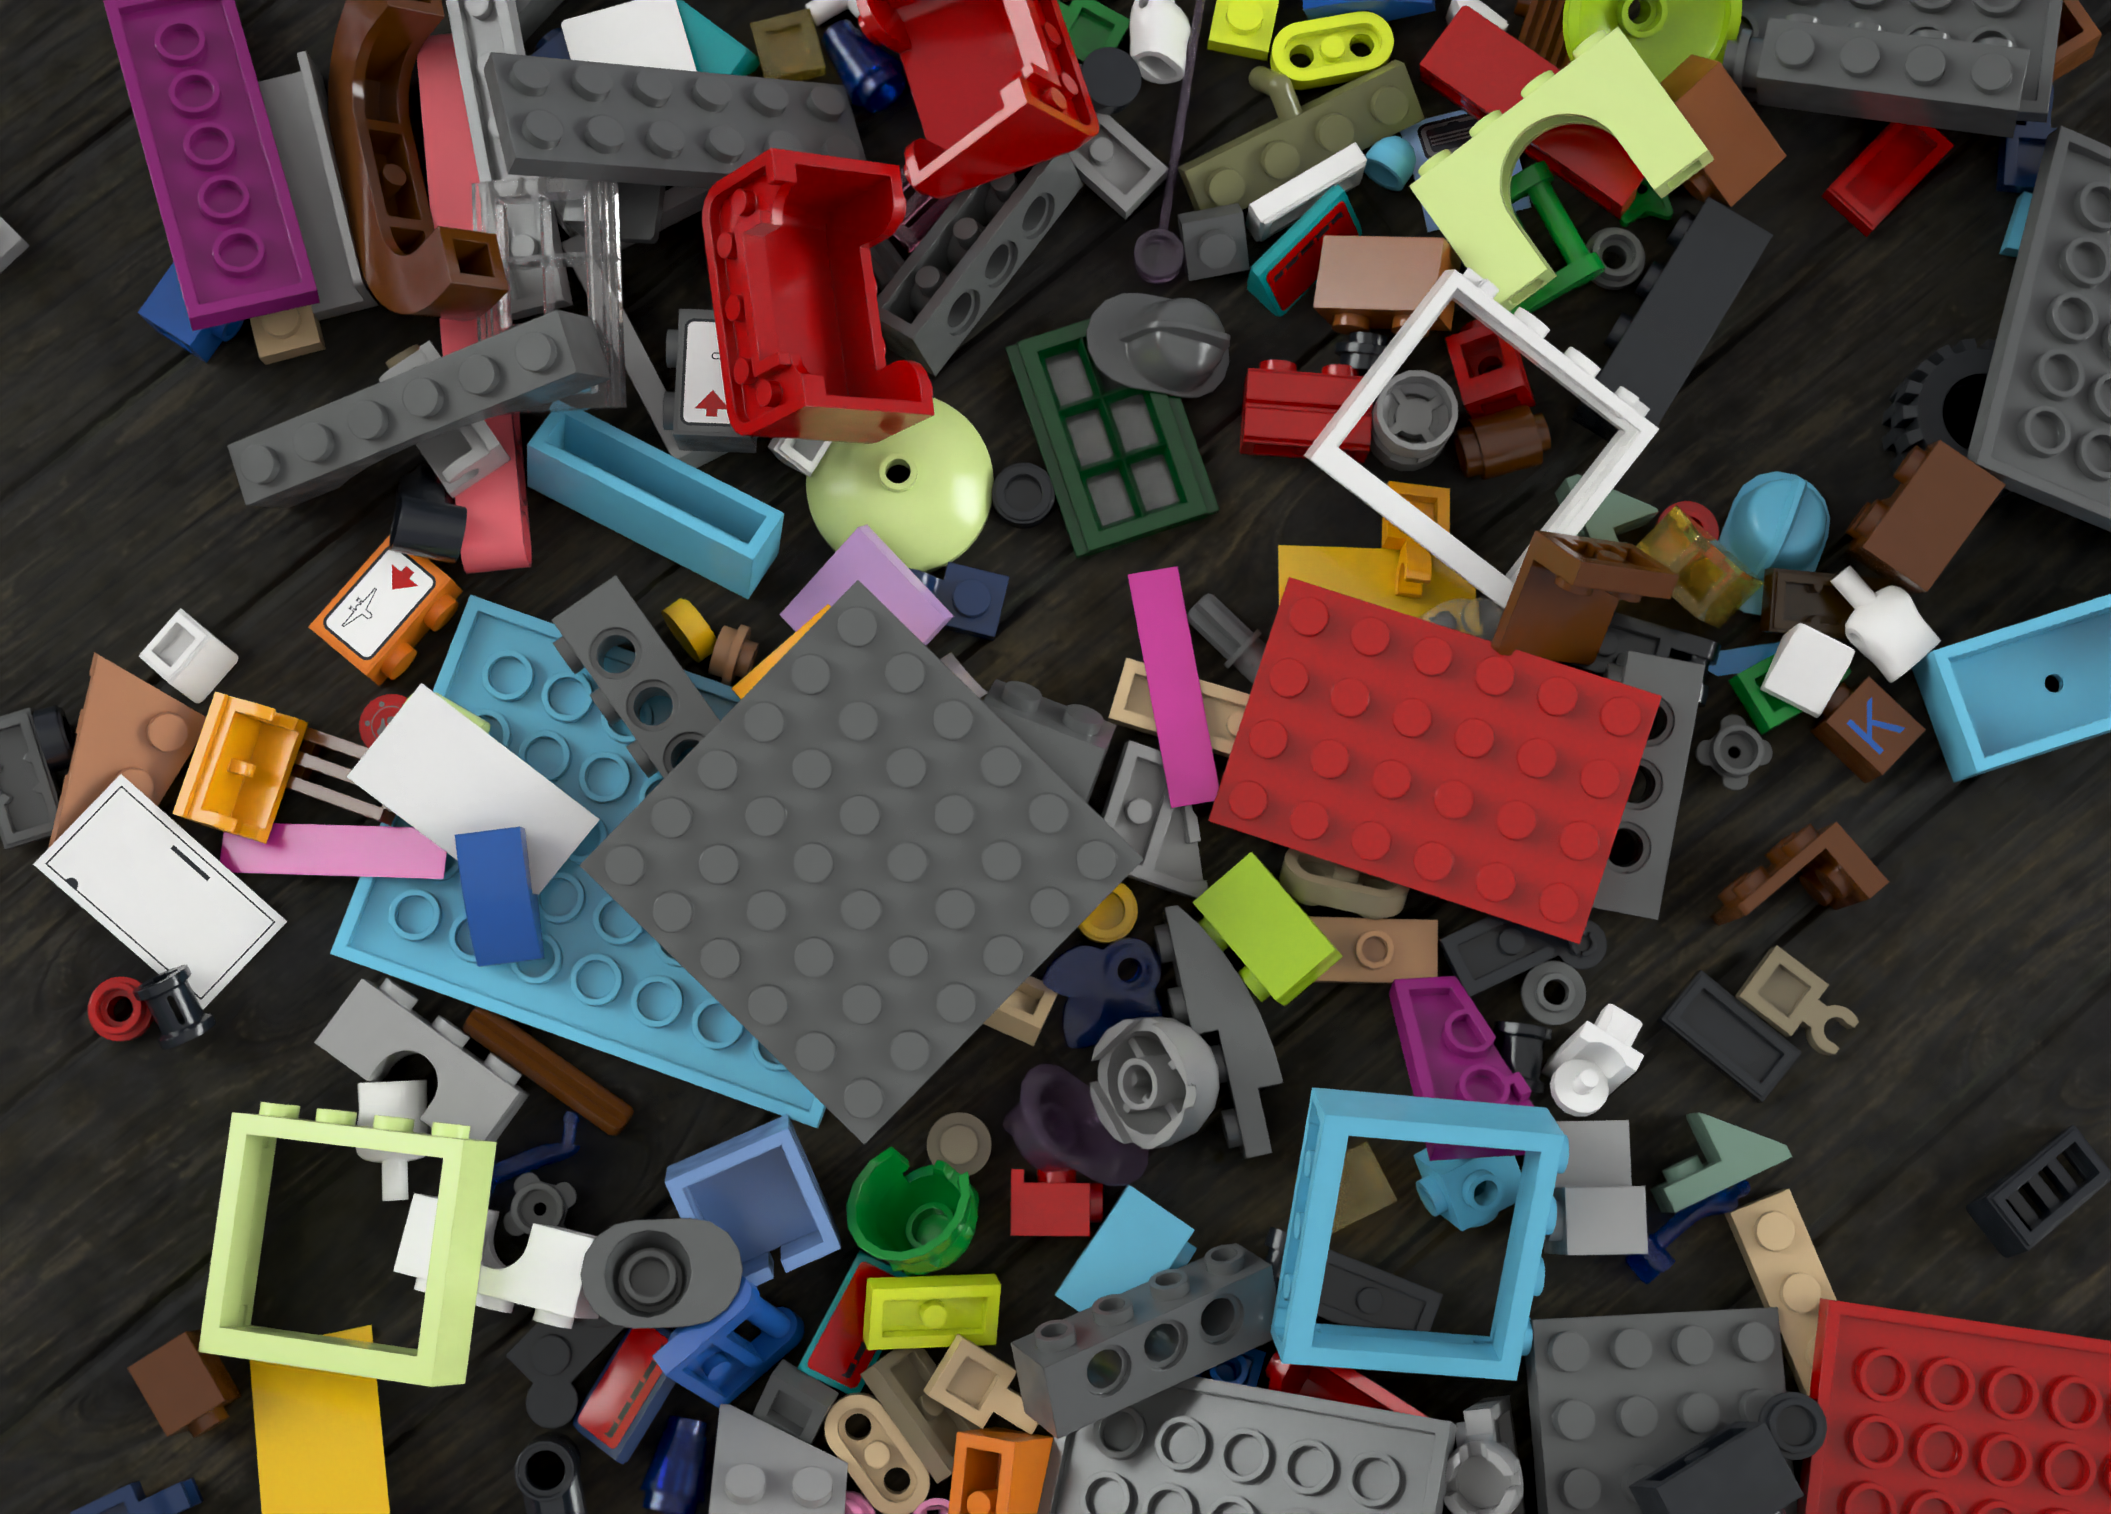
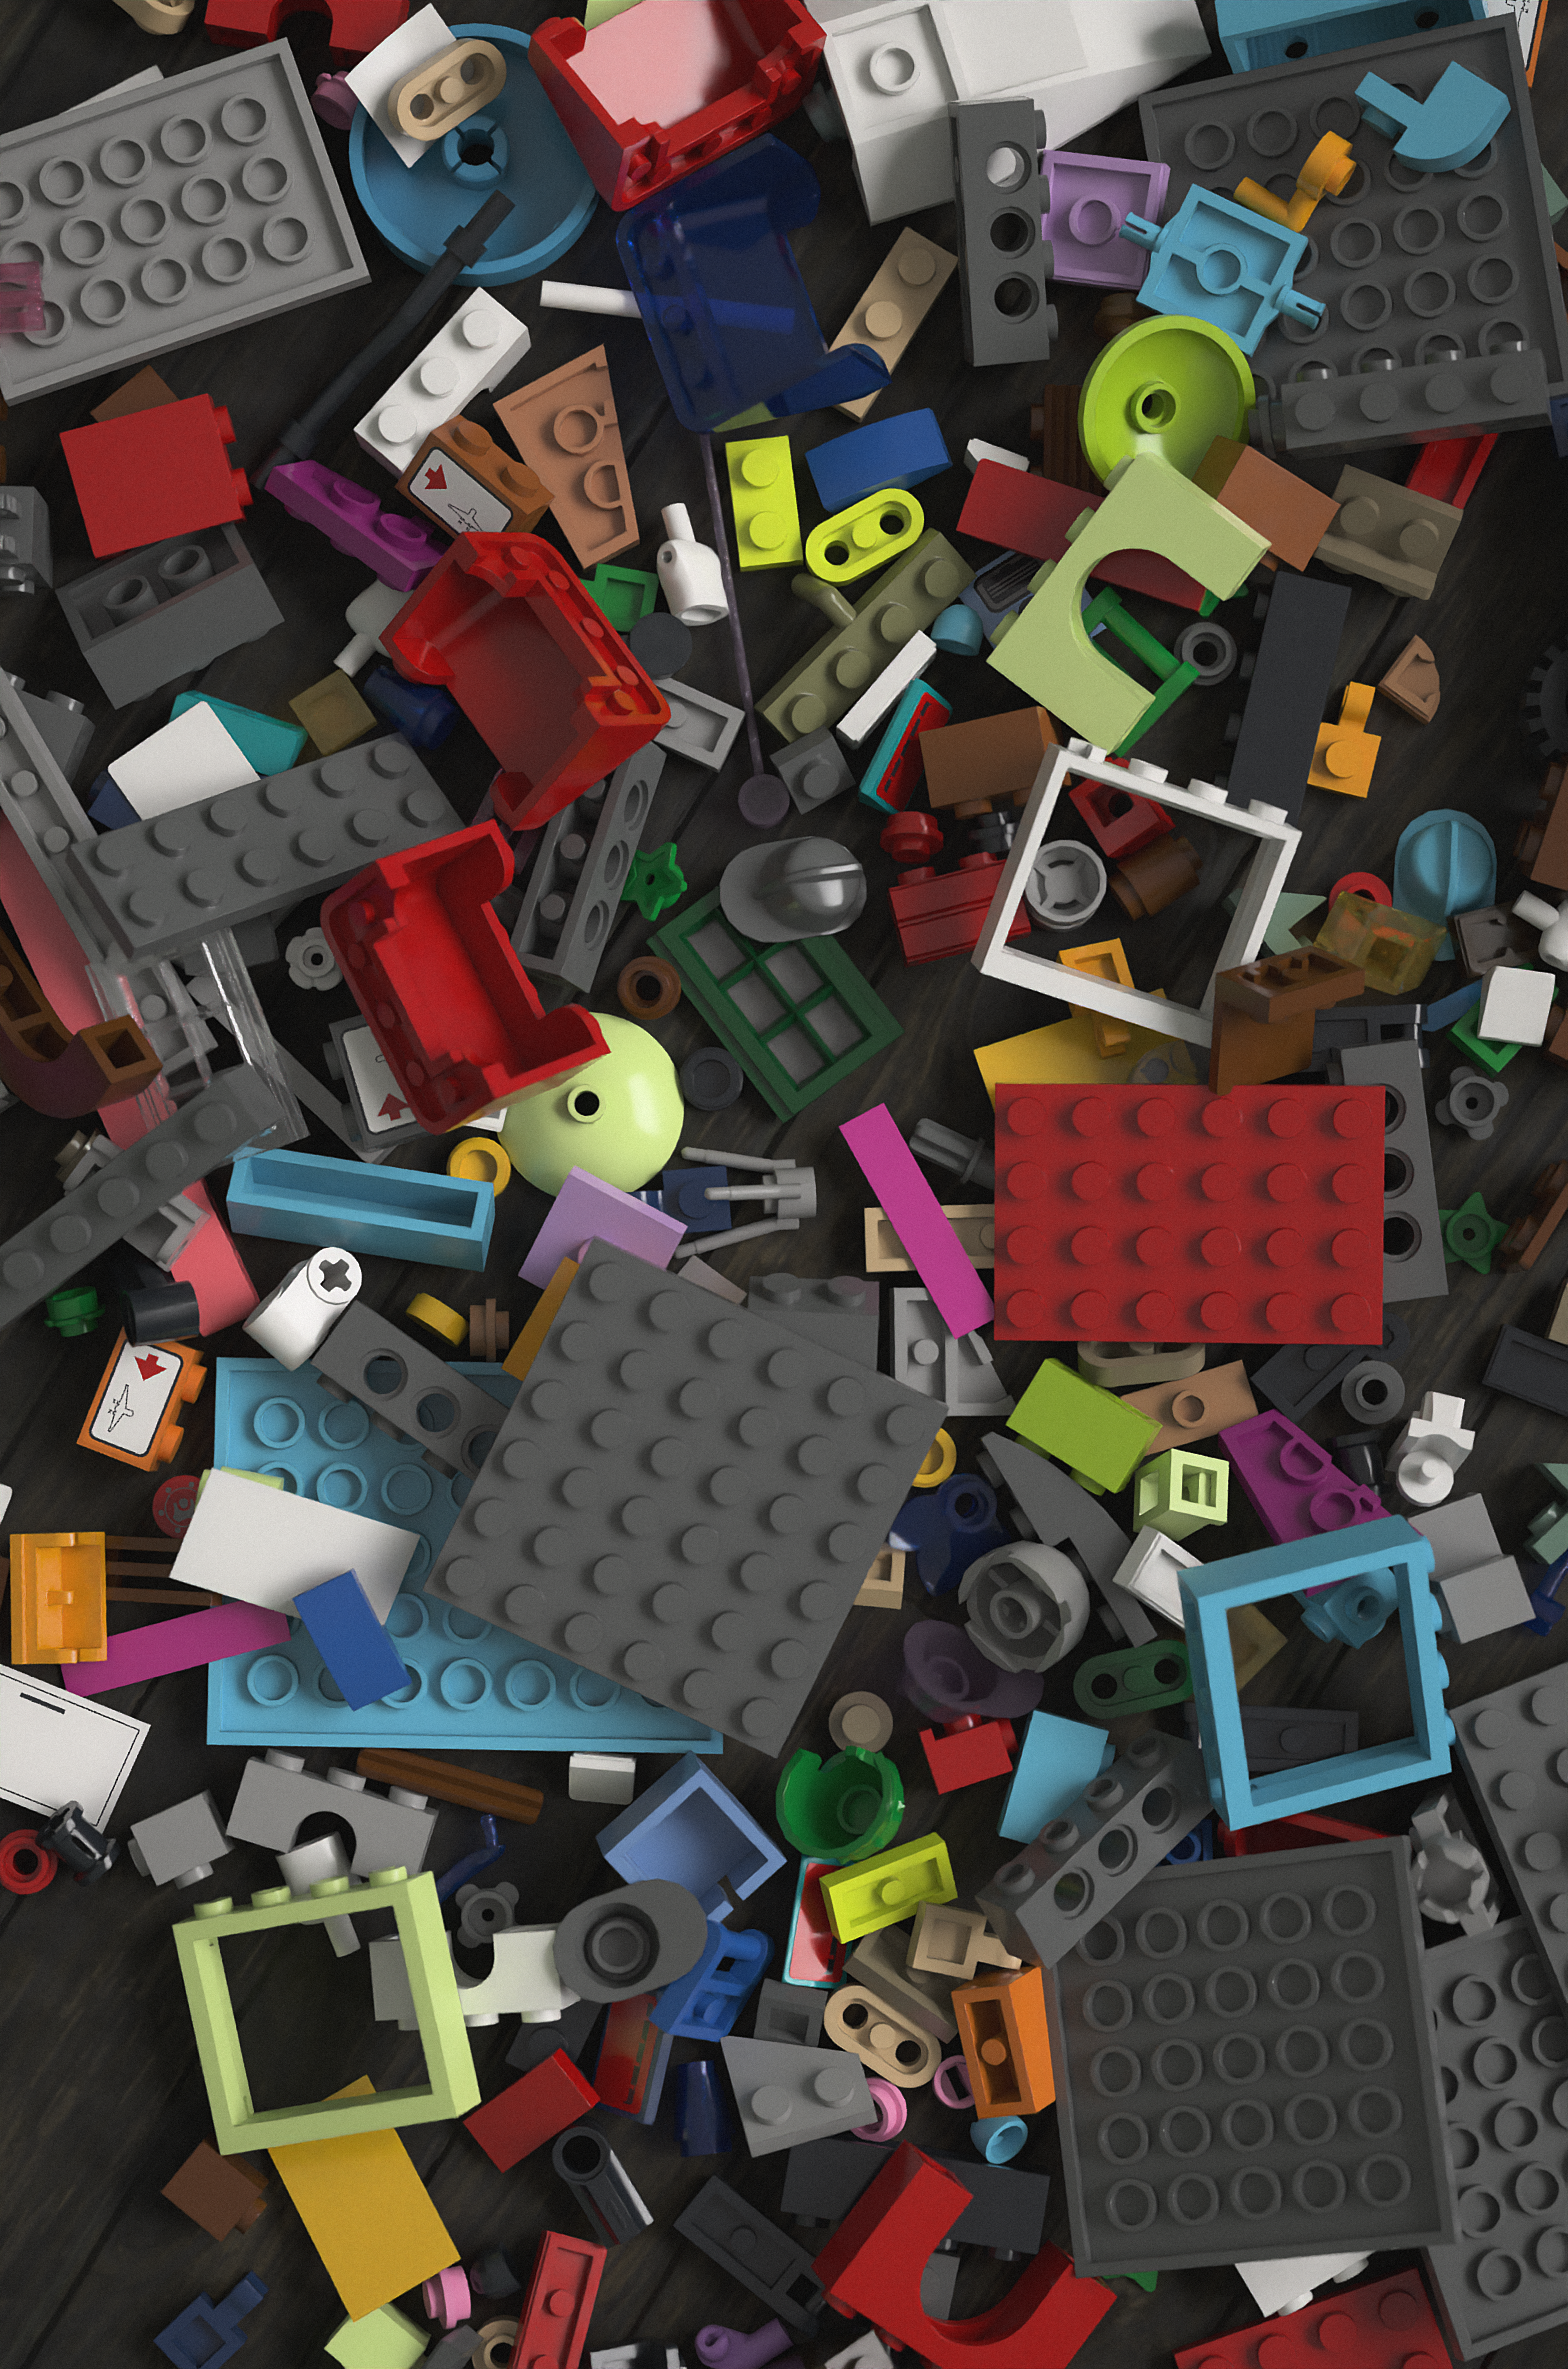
camera: 20 degrees left, 5 degrees up
(272, 1037) = (181, 1841): none -> light grey brick
(354, 510) = (74, 1311): none -> green plate
(513, 1411) = (531, 2110): none -> red tile
(564, 573) = (300, 1310): none -> white piece
(676, 263) = (302, 970): none -> white plate
(694, 1113) = (602, 1777): none -> white slope
(786, 496) = (481, 1161): none -> yellow tile
(978, 382) = (631, 993): none -> reddish brown plate
(1034, 307) = (666, 887): none -> green plate
(1056, 618) = (786, 1193): none -> light grey plant
(1235, 1190) = (1134, 1679): none -> dark green plate
(1285, 332) = (911, 837): none -> red plate
(1285, 1093) = (1152, 1575): none -> white tile
(1338, 1025) = (1180, 1494): none -> yellowish green brick
(1709, 876) = (1486, 1233): none -> green plate
(1715, 388) = (1343, 752): none -> light orange plate
(1801, 347) = (1414, 681): none -> medium nougat tile
(1821, 200) = (1388, 533): none -> dark tan bracket

